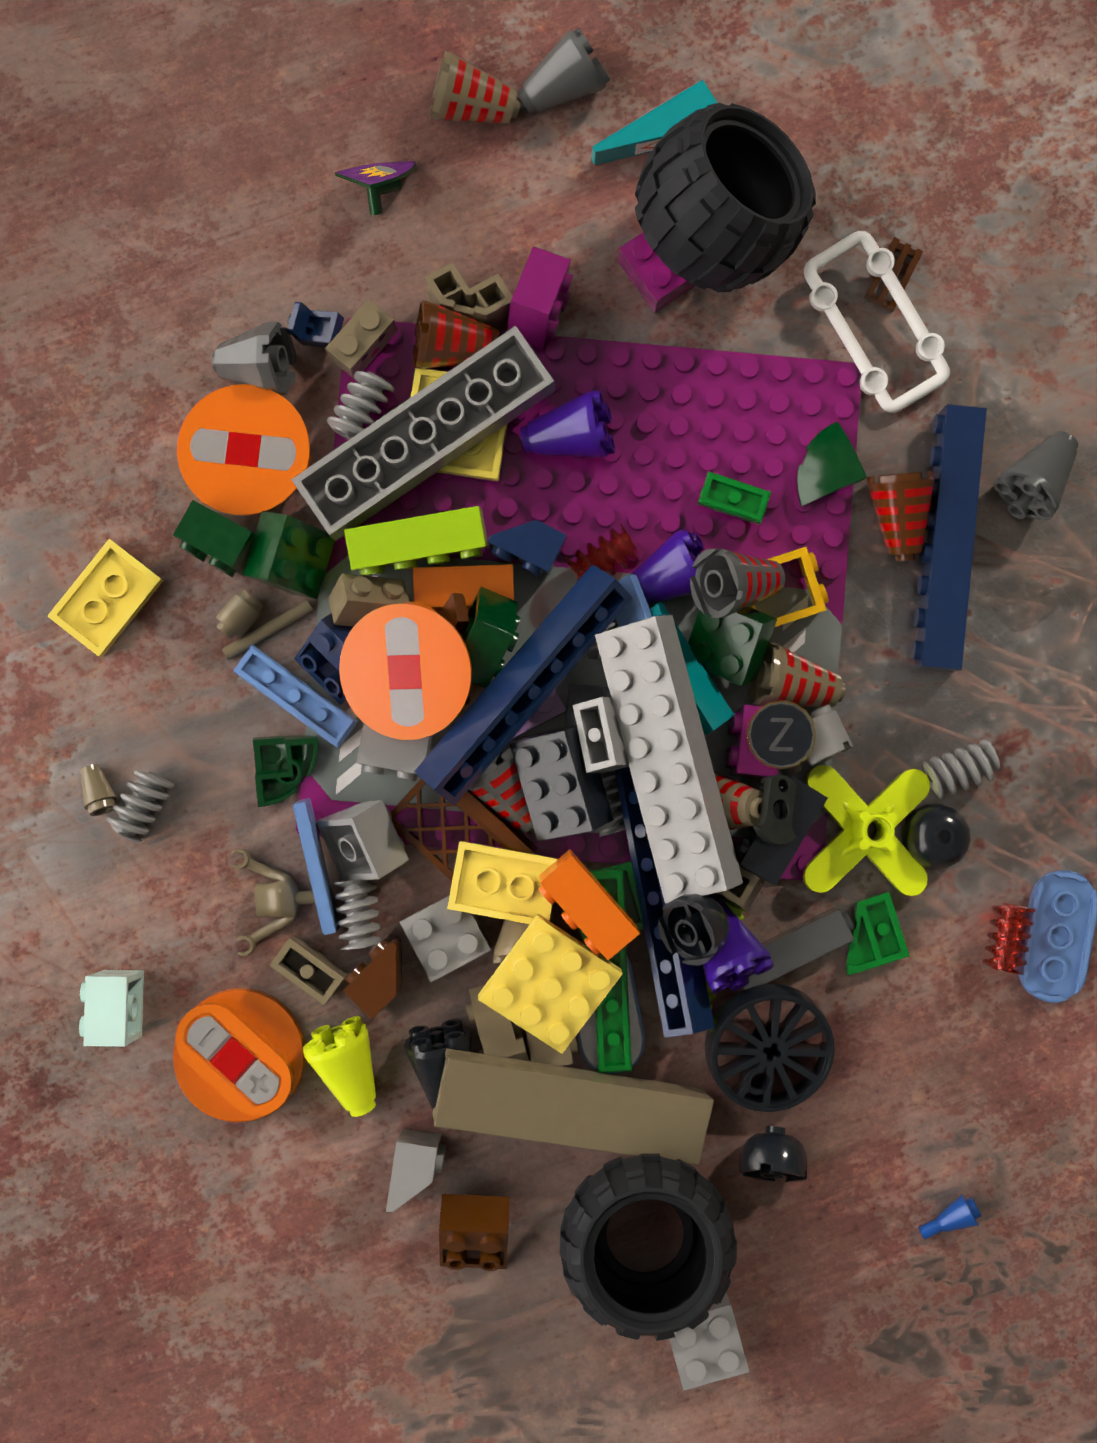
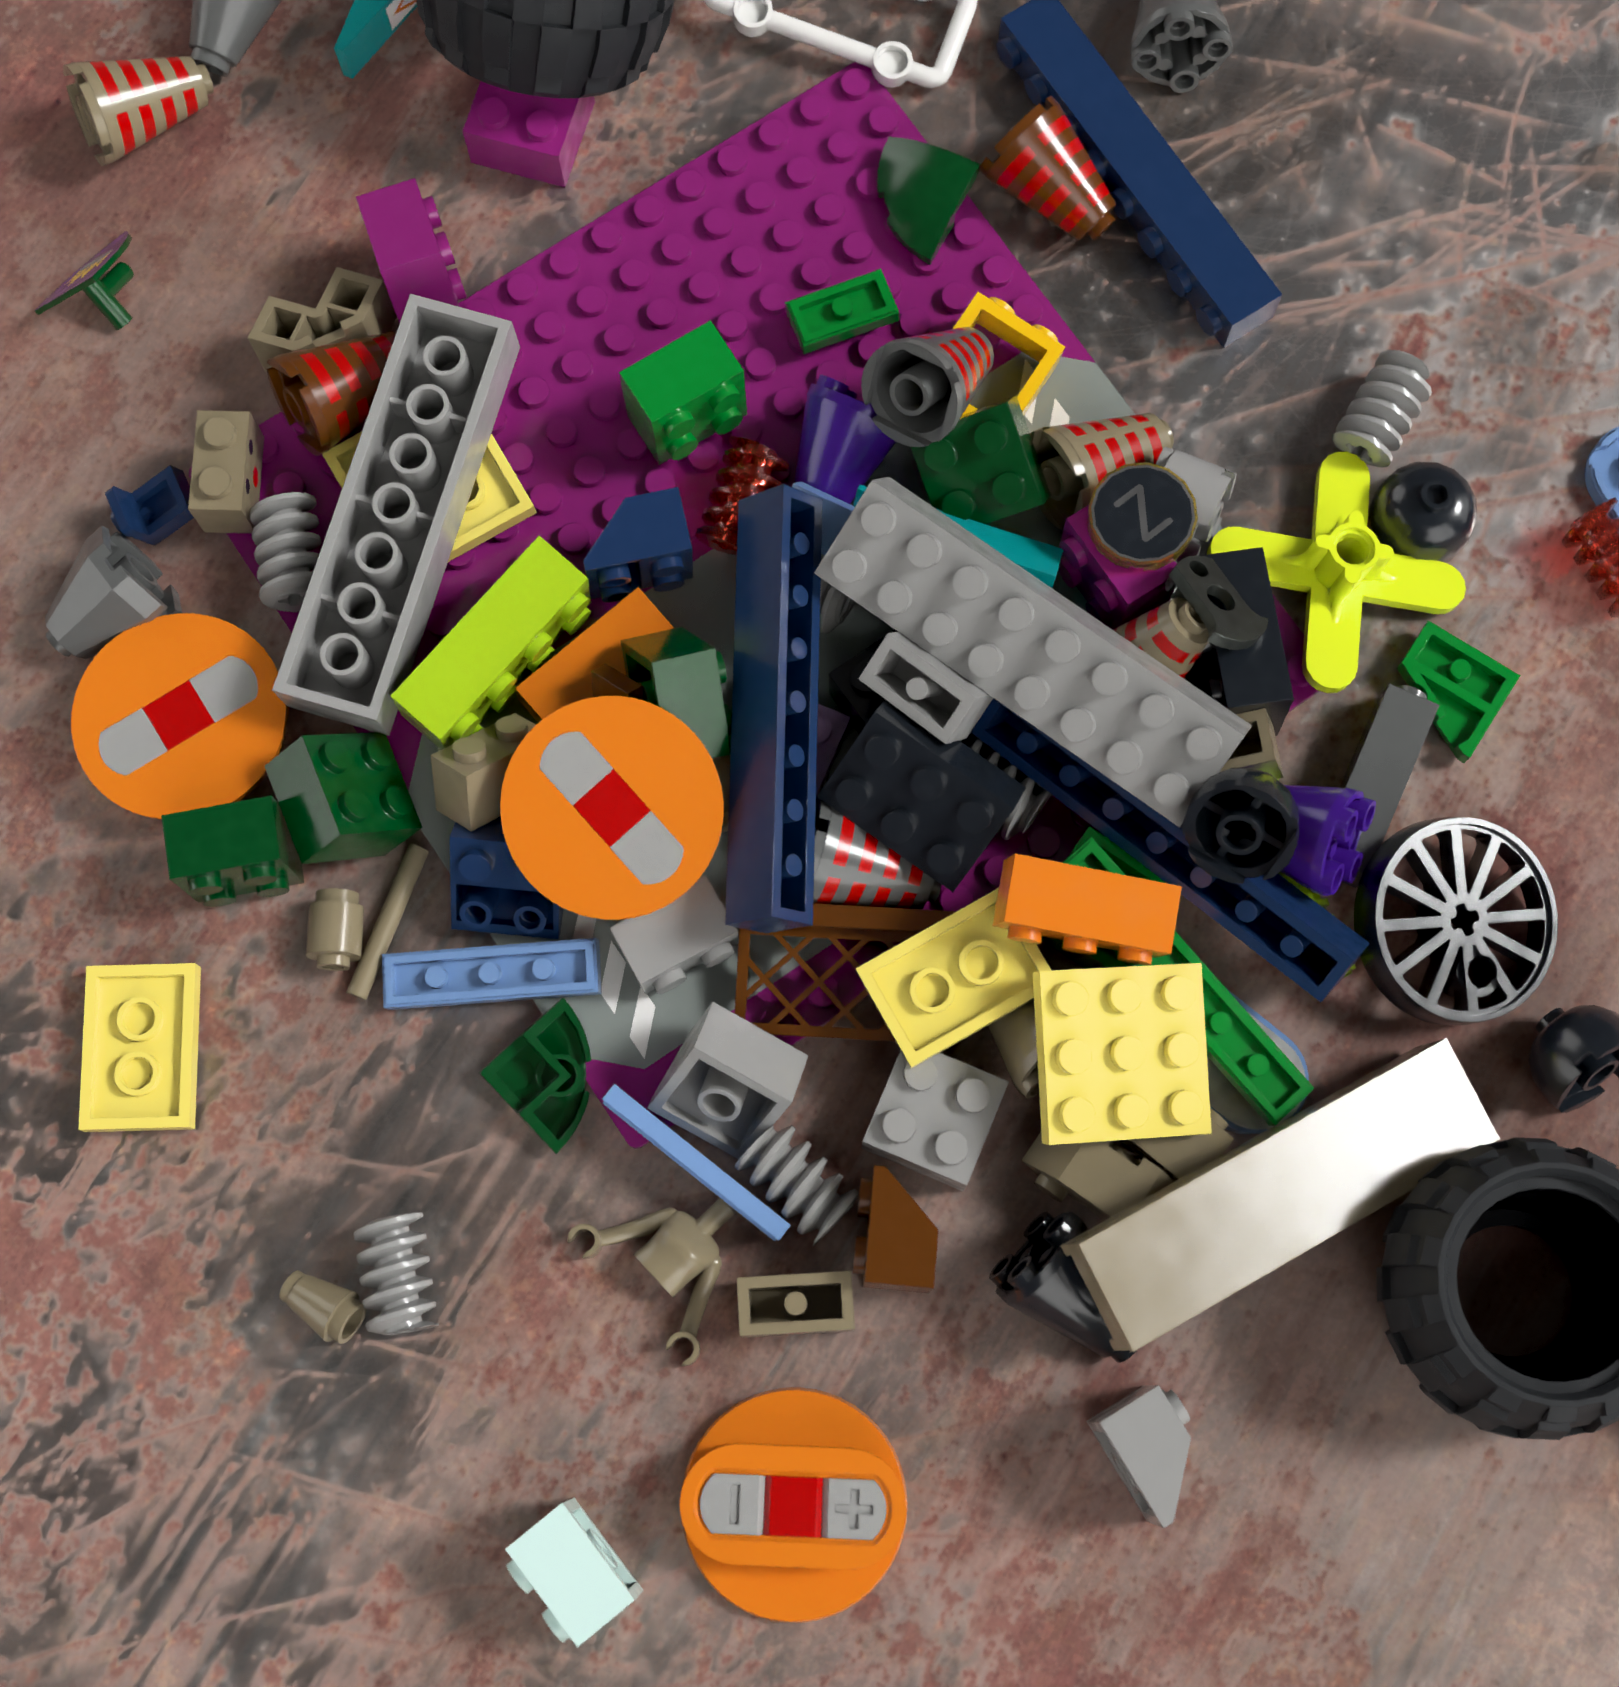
camera: 35 degrees left, 10 degrees down
(344, 1063) = (944, 1390): neon yellow cone -> none
(474, 1232) = (1295, 1473): reddish brown slope -> none
(572, 429) = (574, 377): dark purple cone -> none
(616, 483) = (685, 393): none -> green brick

